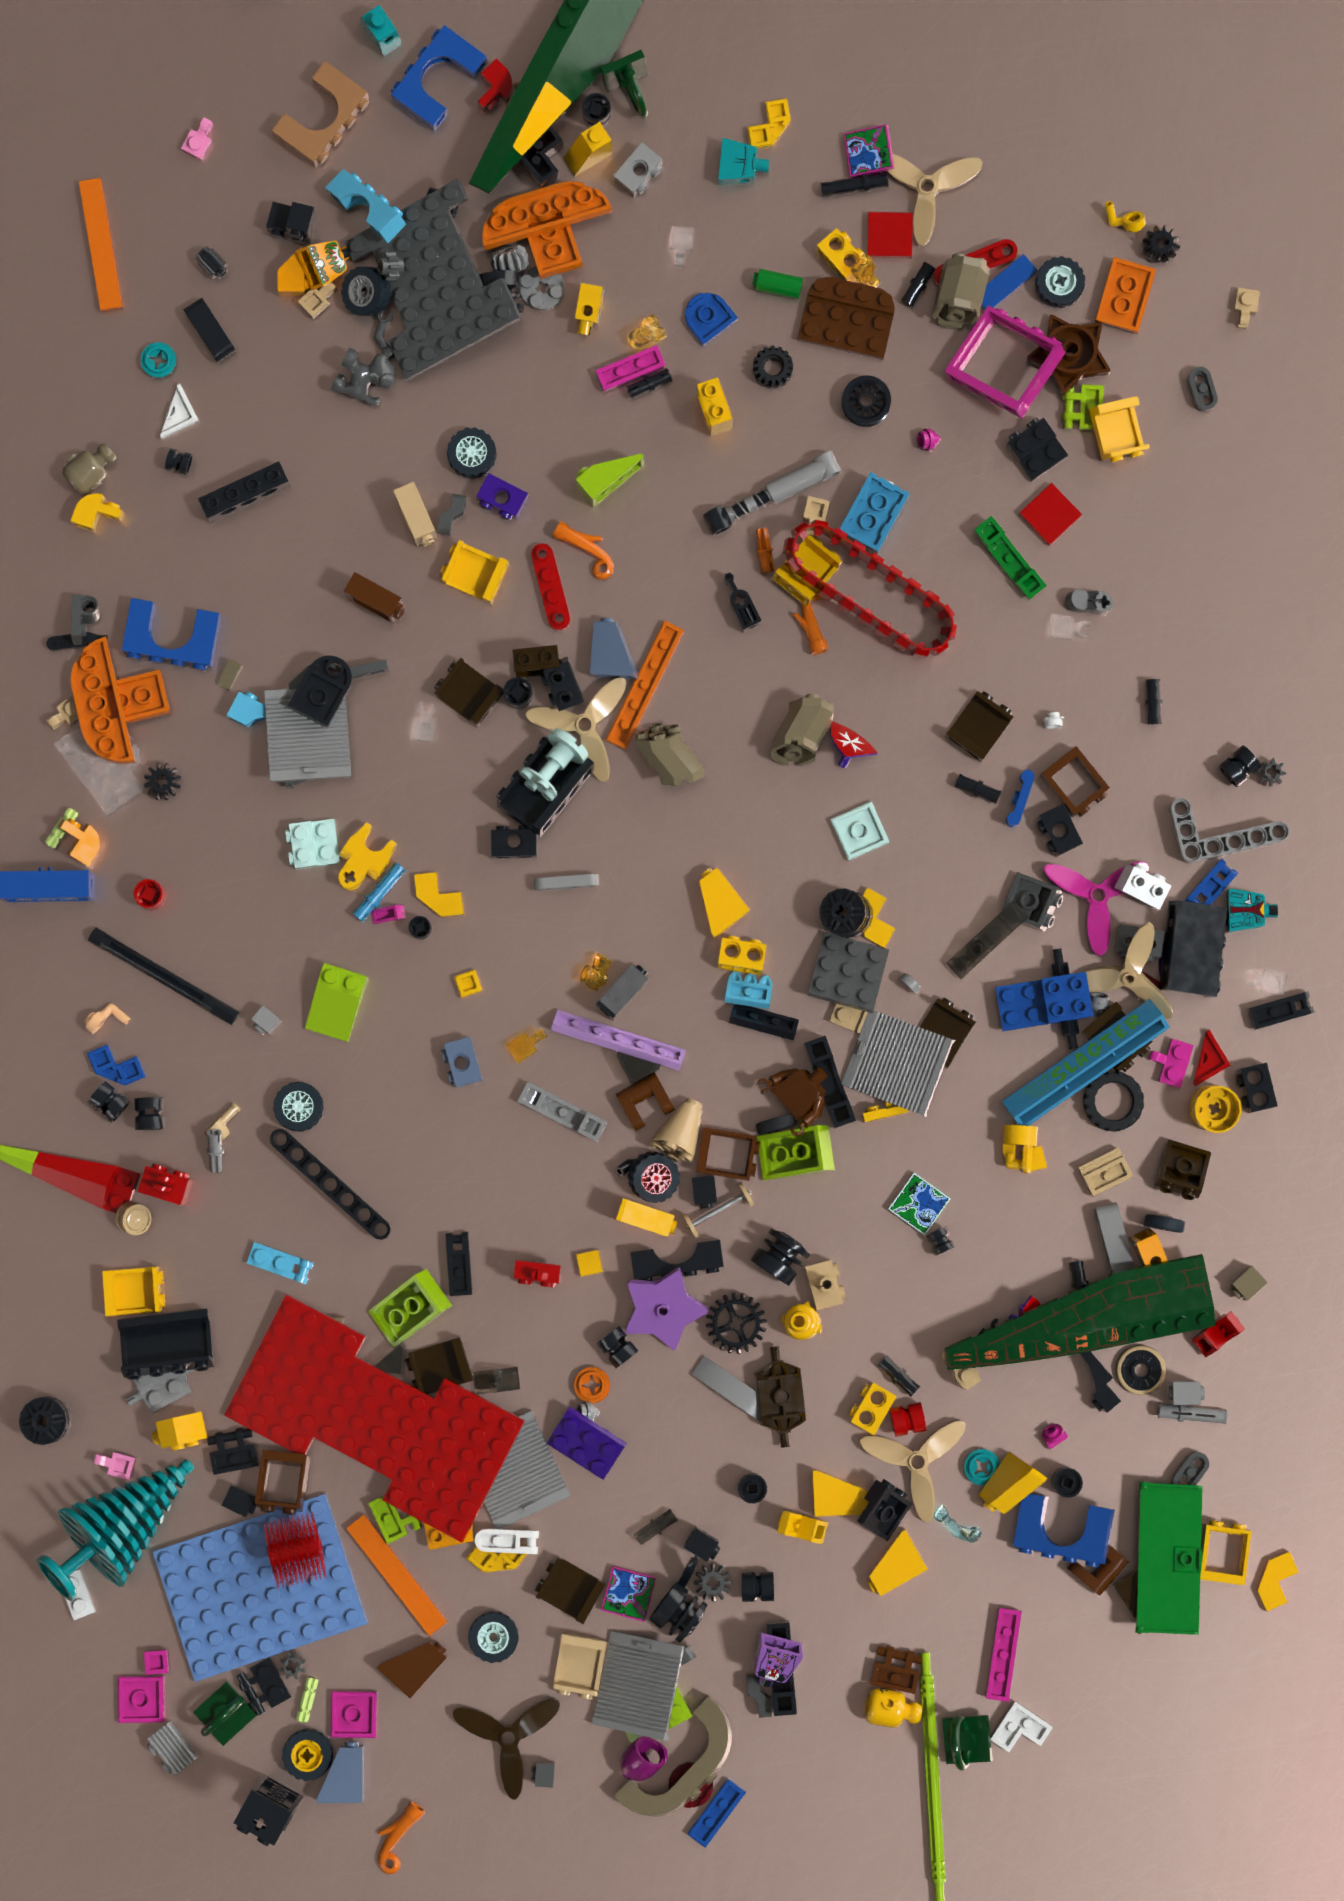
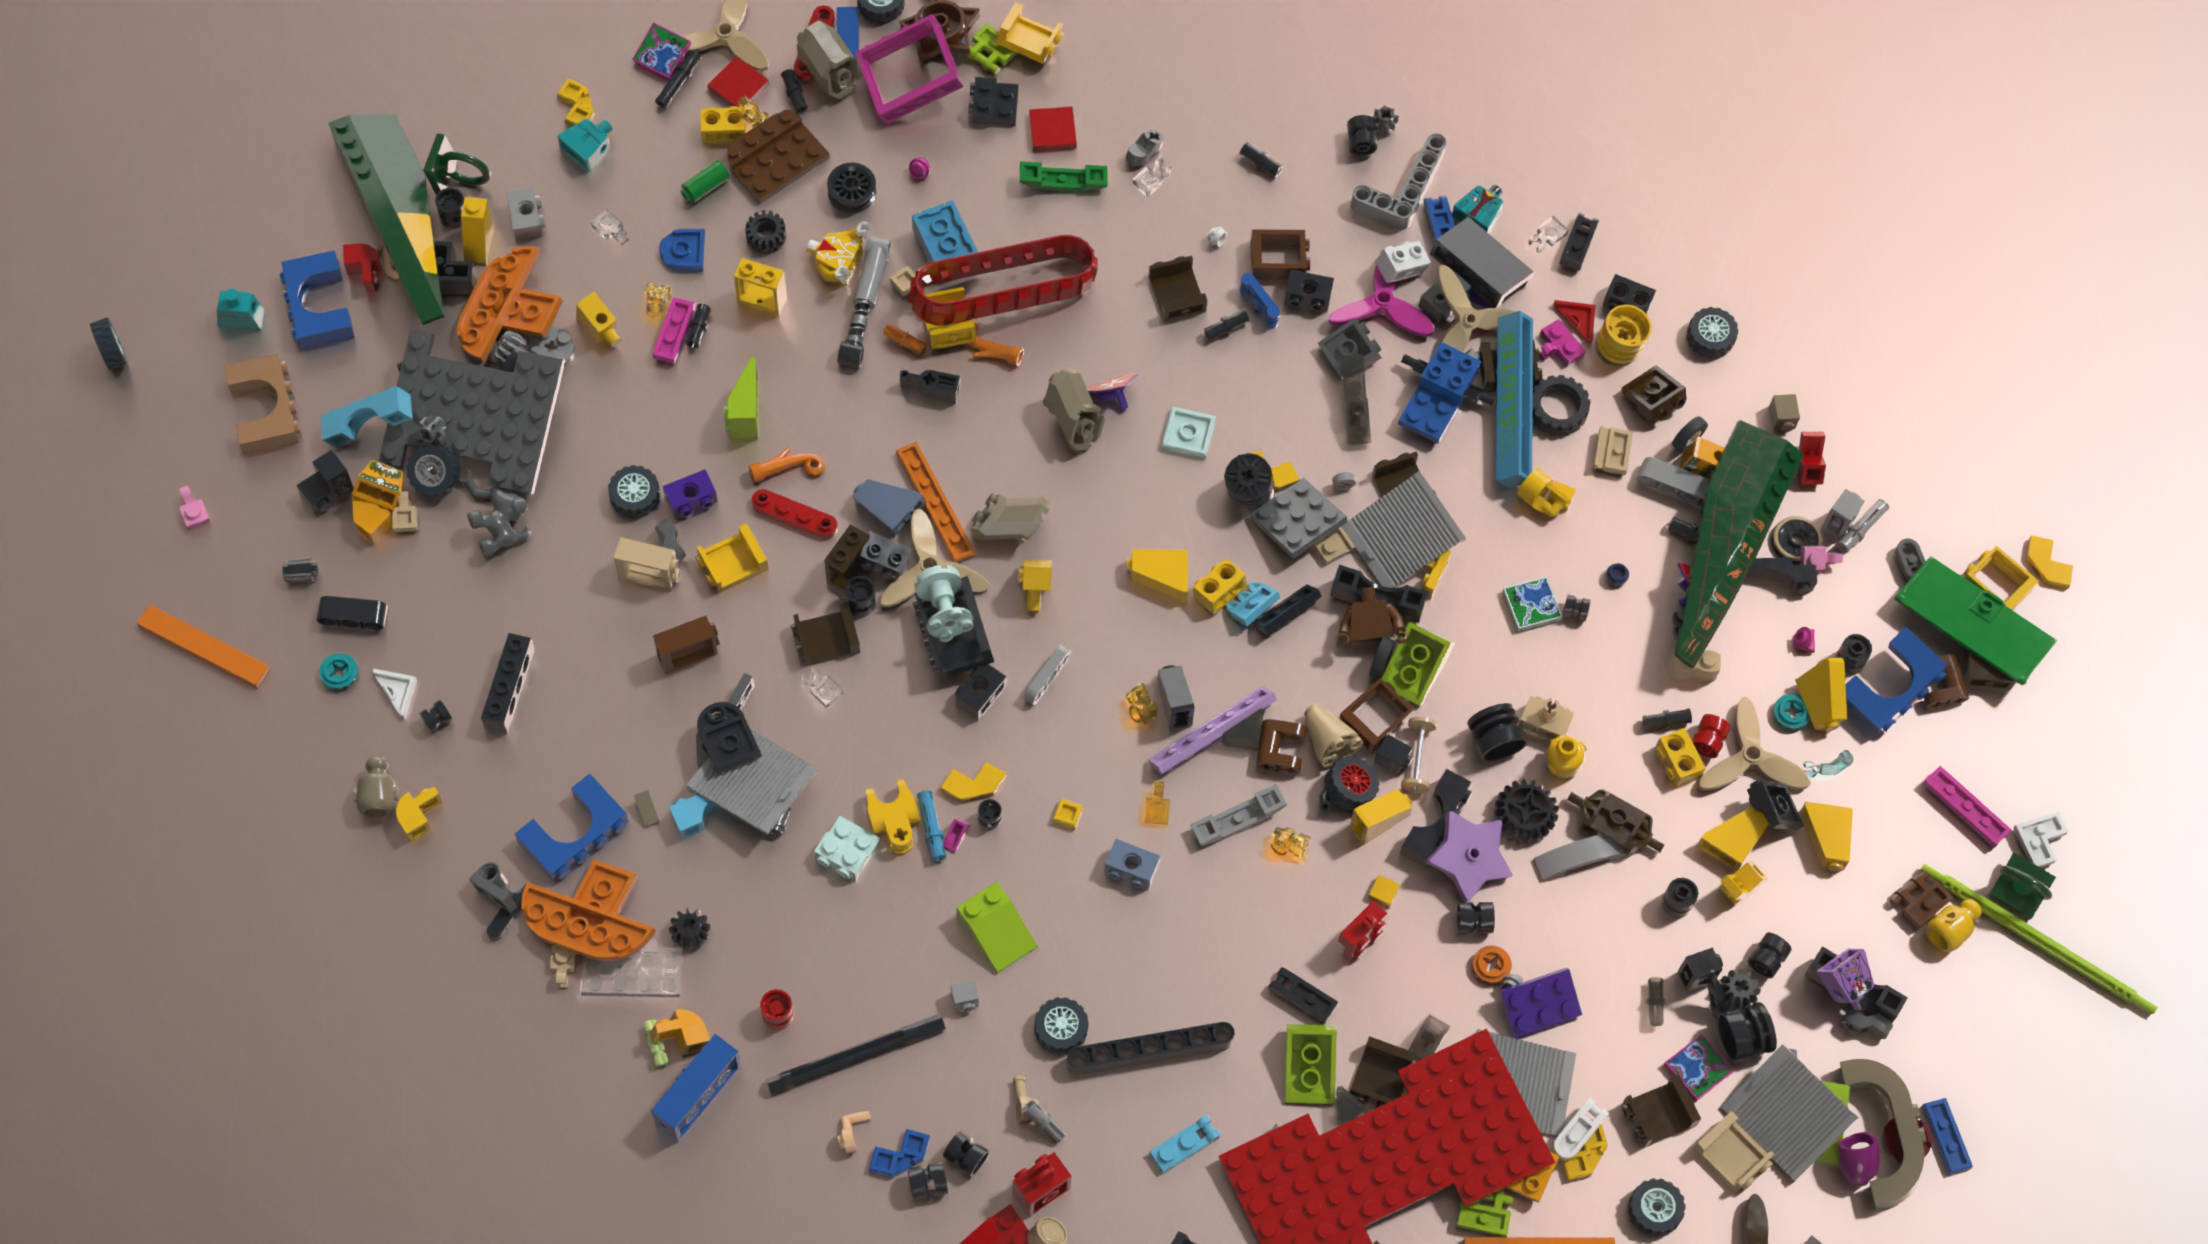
camera: 55 degrees left, 20 degrees down
(571, 1162) = (1288, 840): none -> clear yellow plate
(634, 814) = (1035, 578): none -> yellow brick
(796, 440) = (839, 253): none -> yellow torso
(996, 1251) = (1617, 574): none -> dark blue plate
(1133, 1396) = (1817, 556): none -> bright pink plate
(1278, 1175) = (1712, 332): none -> black wheel

